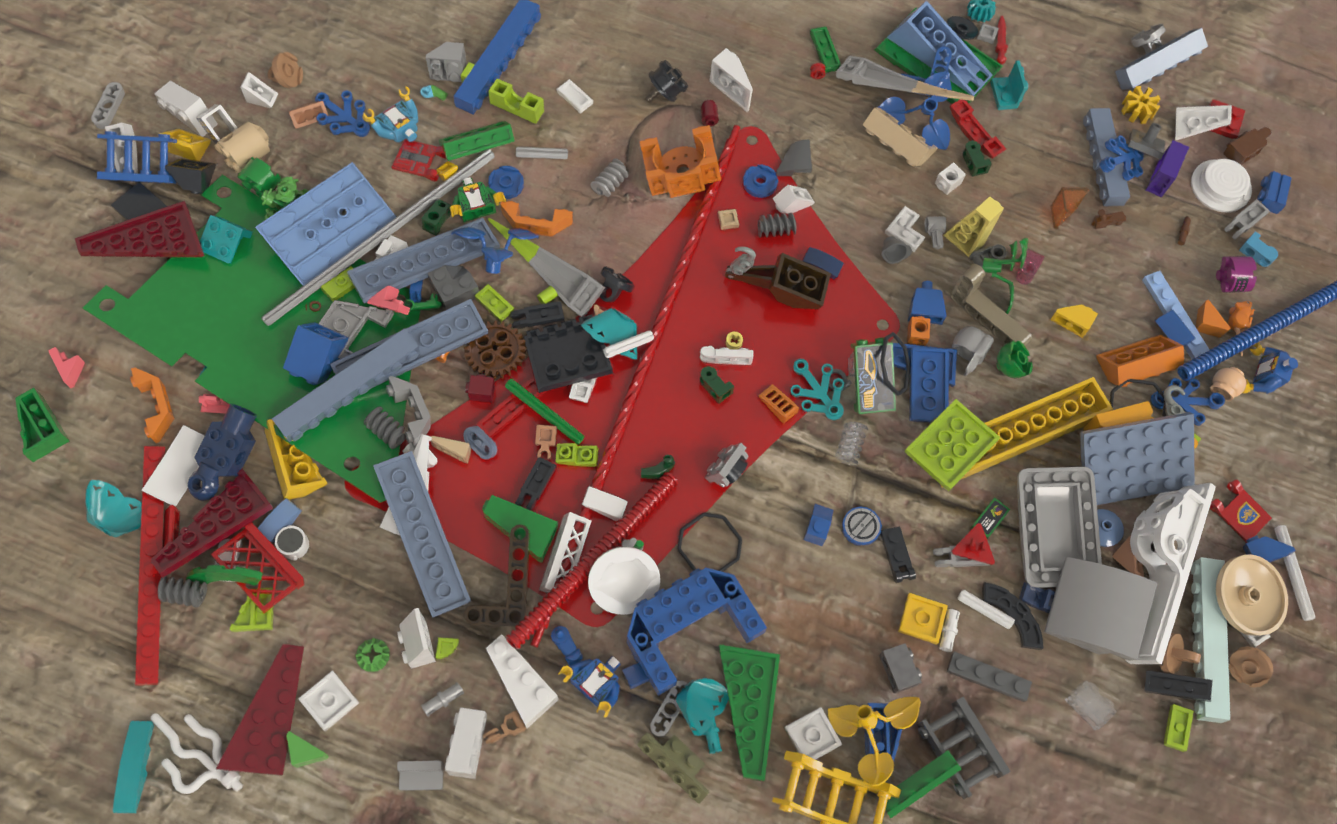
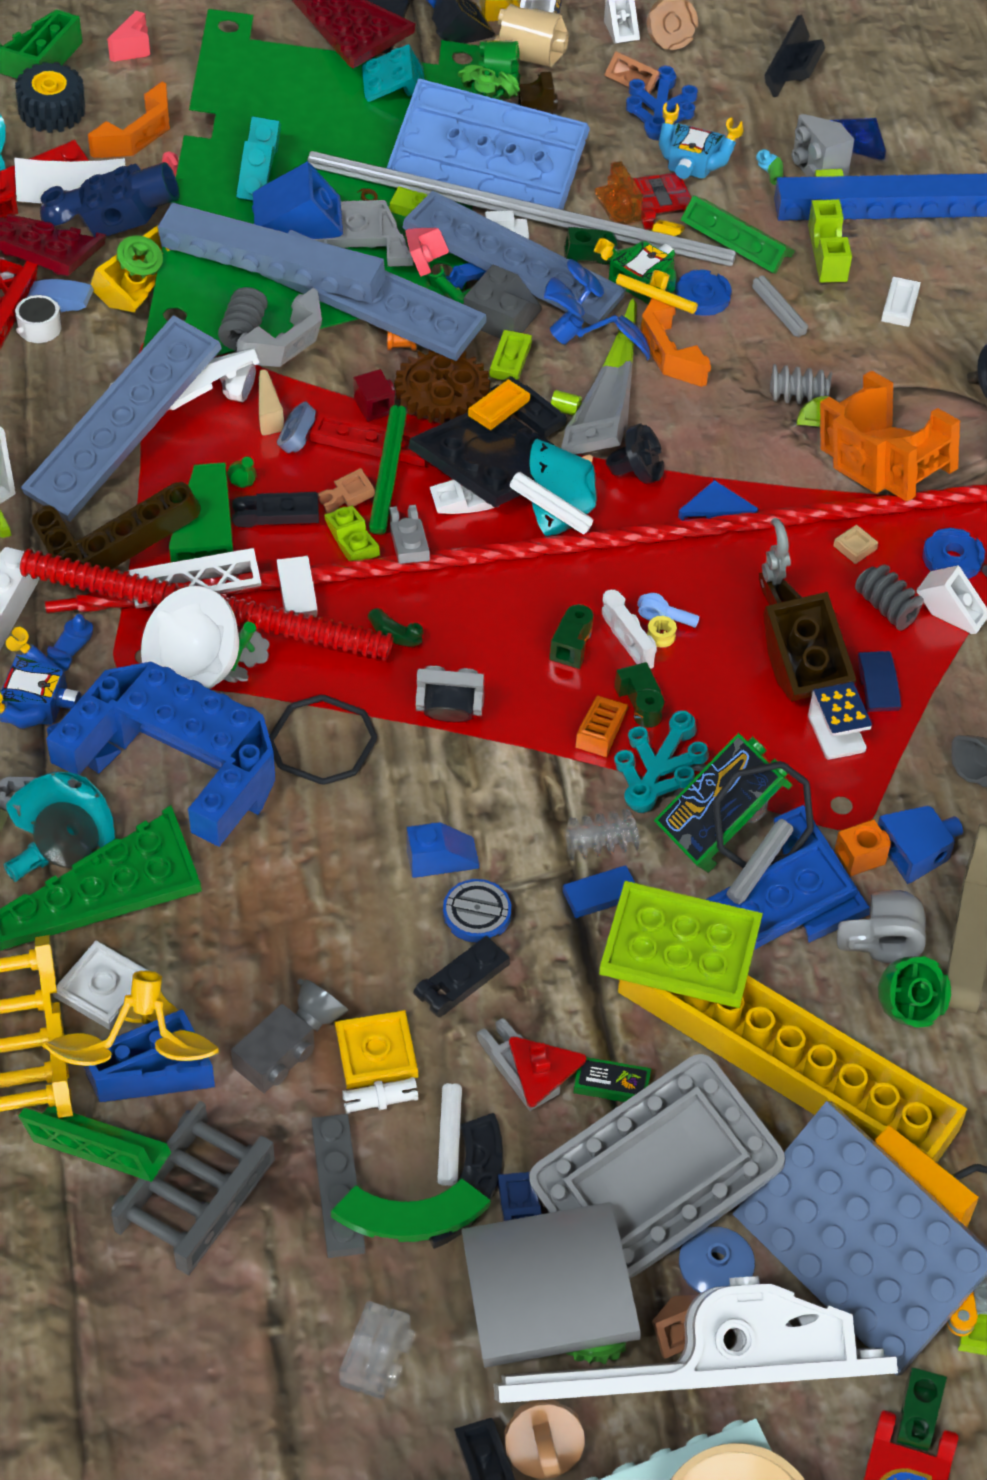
camera: 65 degrees right, 15 degrees down
(91, 441) = (50, 97): none -> black wheel
(254, 348) = (258, 156): none -> teal arch
(297, 169) = (539, 94): none -> dark brown brick
(299, 453) = (140, 246): none -> bright green gear
(359, 28) = (794, 58): none -> black bracket
(409, 178) = (621, 196): none -> clear orange bracket
(439, 35) = (866, 137): none -> clear blue wing
(494, 488) = (242, 473): none -> green rock
(511, 203) = (656, 293): none -> yellow bar
(533, 329) = (499, 404): none -> light orange tile
(600, 427) = (408, 536): none -> light grey hinge
(631, 183) = (810, 413): none -> lime tile
(663, 265) = (716, 501): none -> blue tile
(713, 710) = (56, 842): none -> clear smoke dish
(719, 335) = (654, 605): none -> light blue plate
(772, 372) = (643, 693): none -> dark green leg
(842, 295) = (837, 720): none -> piece
(879, 462) = (596, 891): none -> blue tile
(885, 633) = (317, 1005): none -> dark grey piece
(911, 381) = (760, 861): none -> light grey axle
(1033, 650) = (410, 1219): none -> green tile
(1224, 490) = (920, 1408): none -> dark green leg

